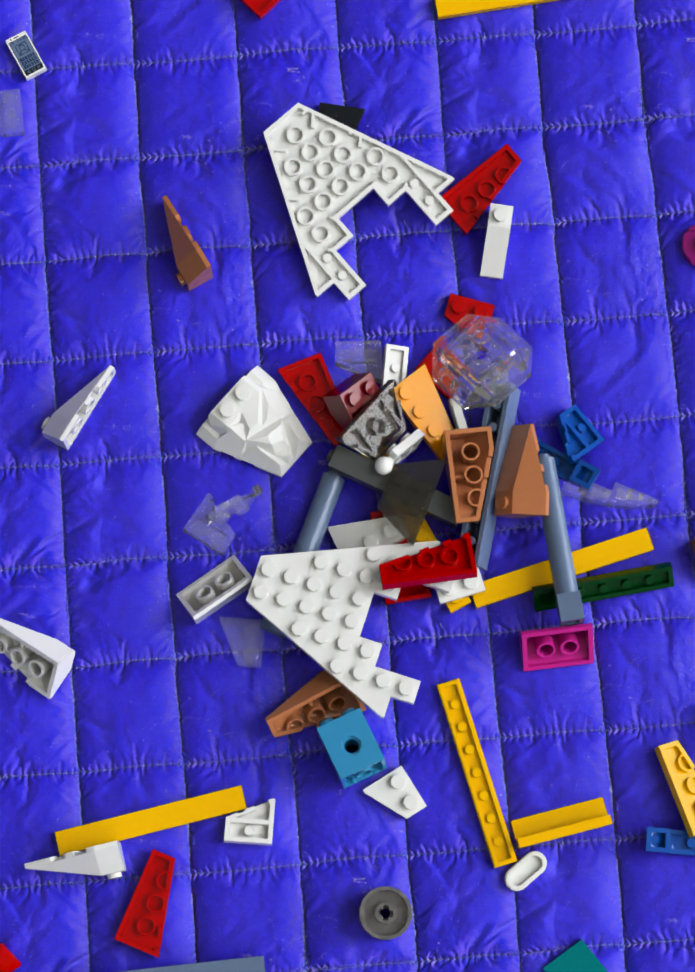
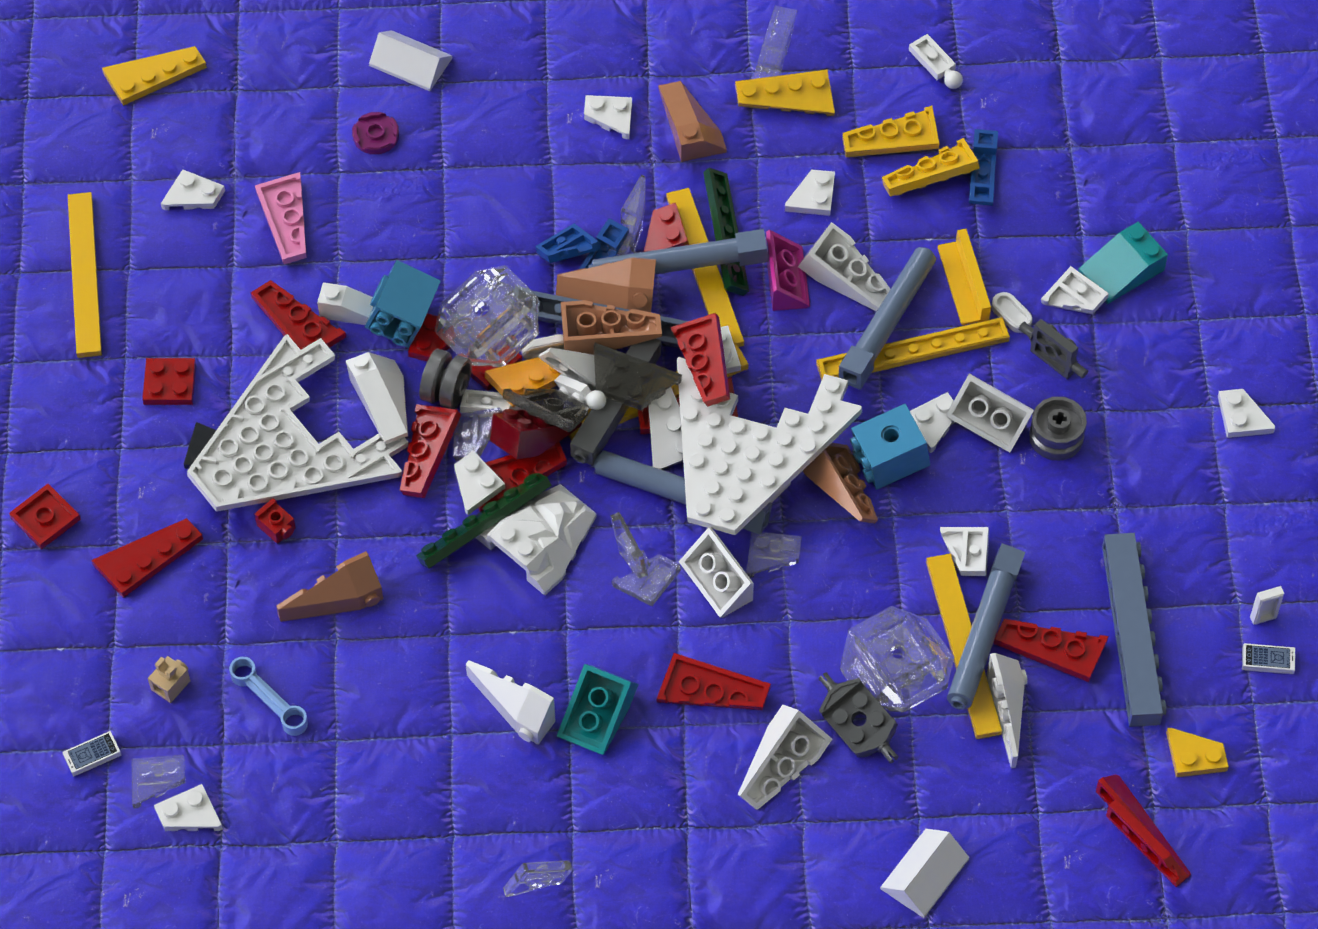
camera: 85 degrees left, 20 degrees down
(49, 728) = (849, 700): none -> dark grey plate
(75, 486) = (596, 709): none -> teal slope
(84, 198) = (268, 696): none -> light blue piece
(96, 111) = (169, 678): none -> tan brick
(103, 578) = (708, 685): none -> red wing
(146, 778) = (897, 681): none -> clear piece
(220, 857) = (985, 626): none -> sand blue brick
(221, 77) = (142, 559): none -> red wing
(260, 197) = (268, 521): none -> red brick
(264, 373) = (476, 524): none -> dark green plate
(303, 363) = (476, 482): none -> white wing
(351, 320) = (429, 442): none -> red wing
(396, 844) = (989, 413): none -> white slope
(405, 269) = (381, 392): none -> white wedge
(410, 81) = (169, 381): none -> red plate
(411, 327) = (445, 379): none -> flat silver wheel
(430, 443) = (572, 364): none -> white slope
(451, 719) = (860, 358): none -> sand blue brick
(468, 919) = (1053, 348): none -> dark grey plate
(490, 279) = (401, 303): none -> dark azure brick
(548, 935) = (1075, 293): none -> white wing
(565, 702) = (842, 268): none -> white wedge
(598, 528) = (666, 229): none -> wing
(601, 167) = (284, 213): none -> bright pink wing
(622, 81) = (193, 192): none -> white wing
(656, 673) = (813, 194): none -> white wing

